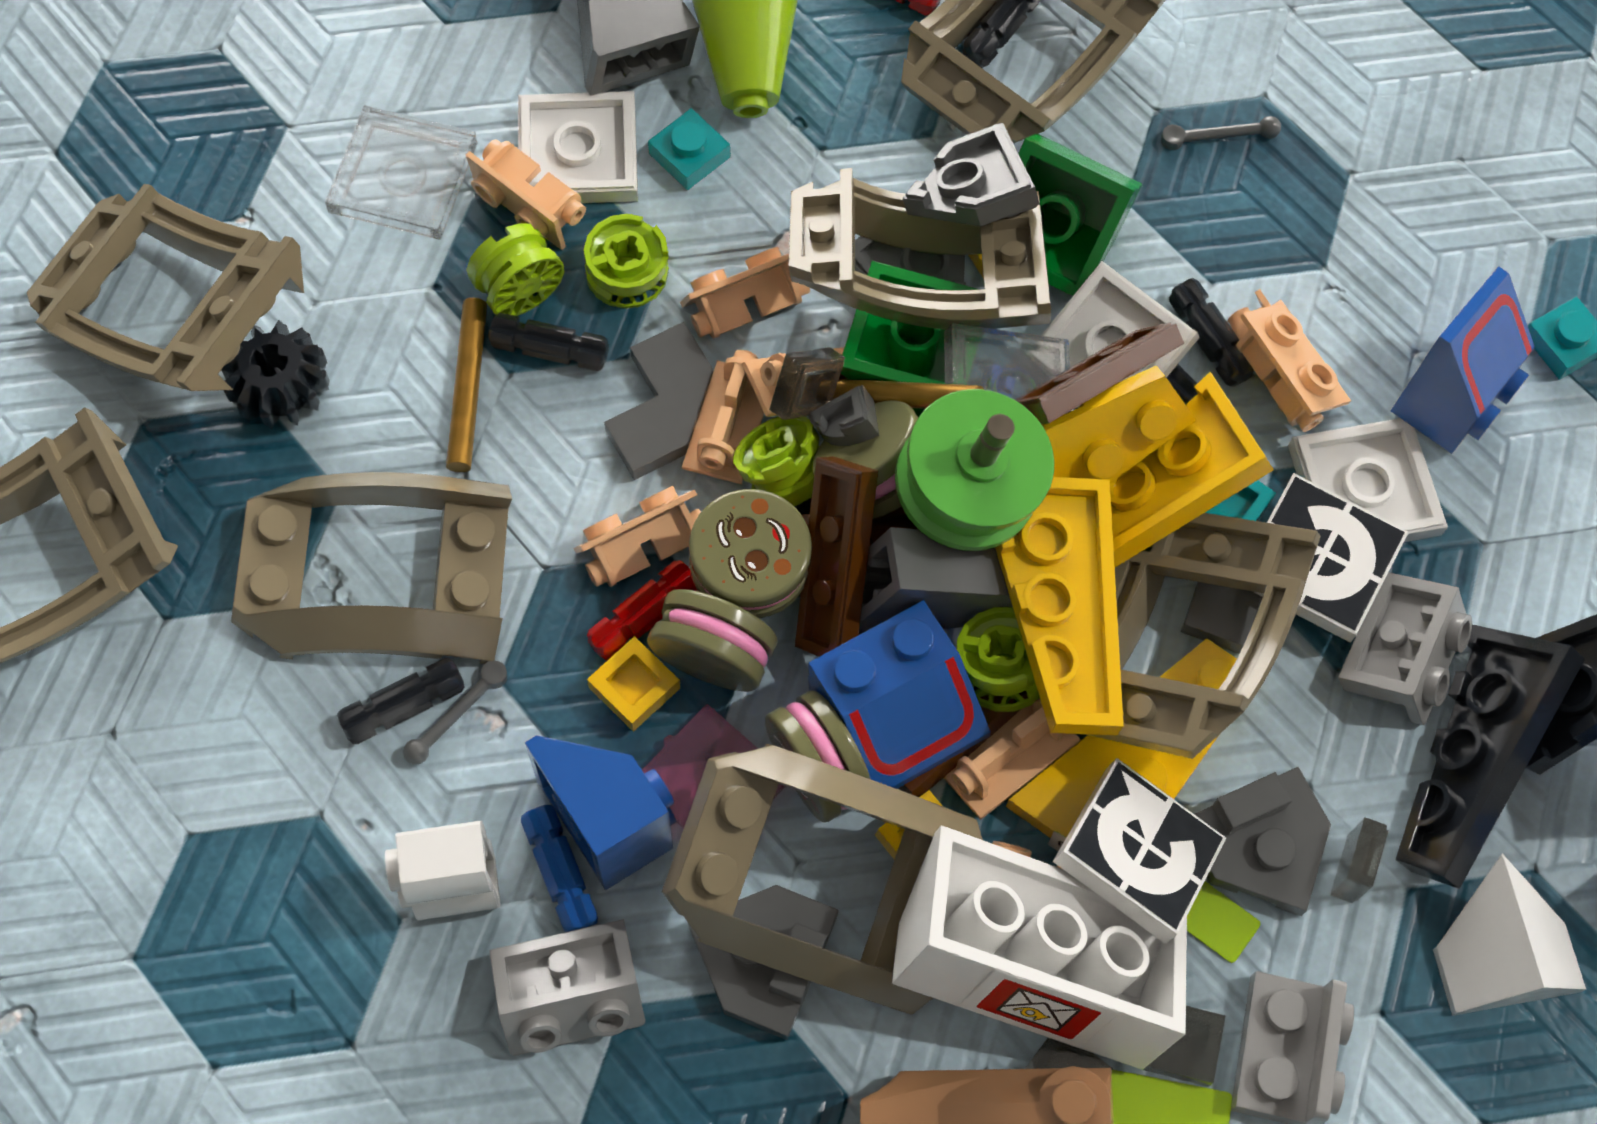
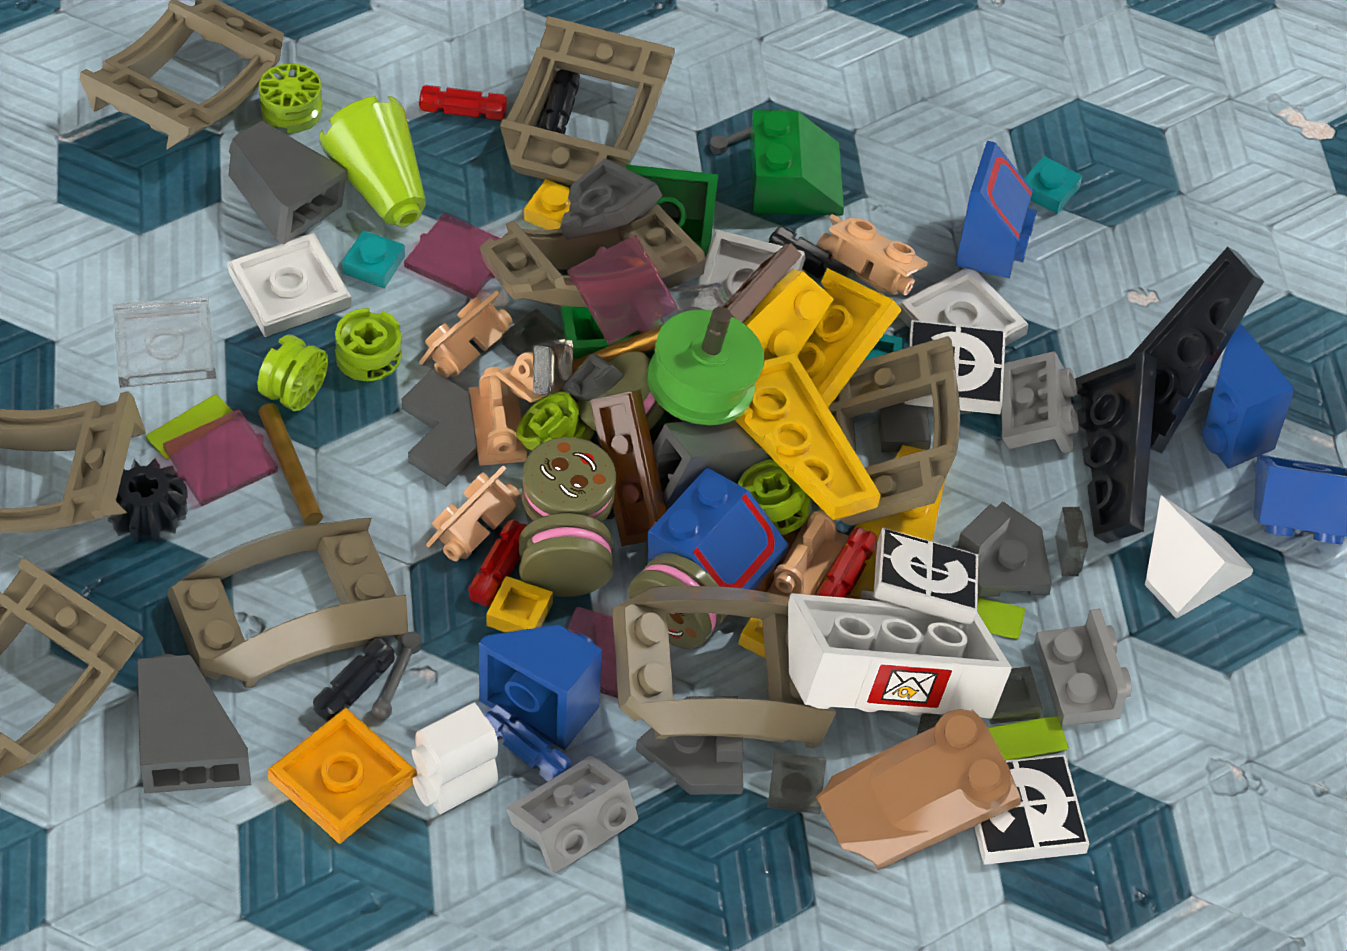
camera: 25 degrees left, 15 degrees down
(172, 690) = (185, 730): none -> dark grey slope
(326, 820) = (342, 775): none -> light orange tile
(383, 292) = (195, 417): none -> lime sticker
(393, 345) = (220, 457): none -> clear pink piece
(505, 180) = (249, 319): light nougat hinge -> none
(548, 341) = (337, 415): black axle -> none
(780, 165) = (452, 256): none -> clear pink piece
(821, 321) = (530, 331): none -> clear smoke tile
(853, 1060) = (796, 782): none -> clear smoke plate
(921, 146) = (548, 205): none -> yellow plate
(925, 319) = (622, 289): none -> clear pink piece
(1049, 793) = (849, 564): none -> red axle
(1250, 201) = (793, 165): none -> green slope

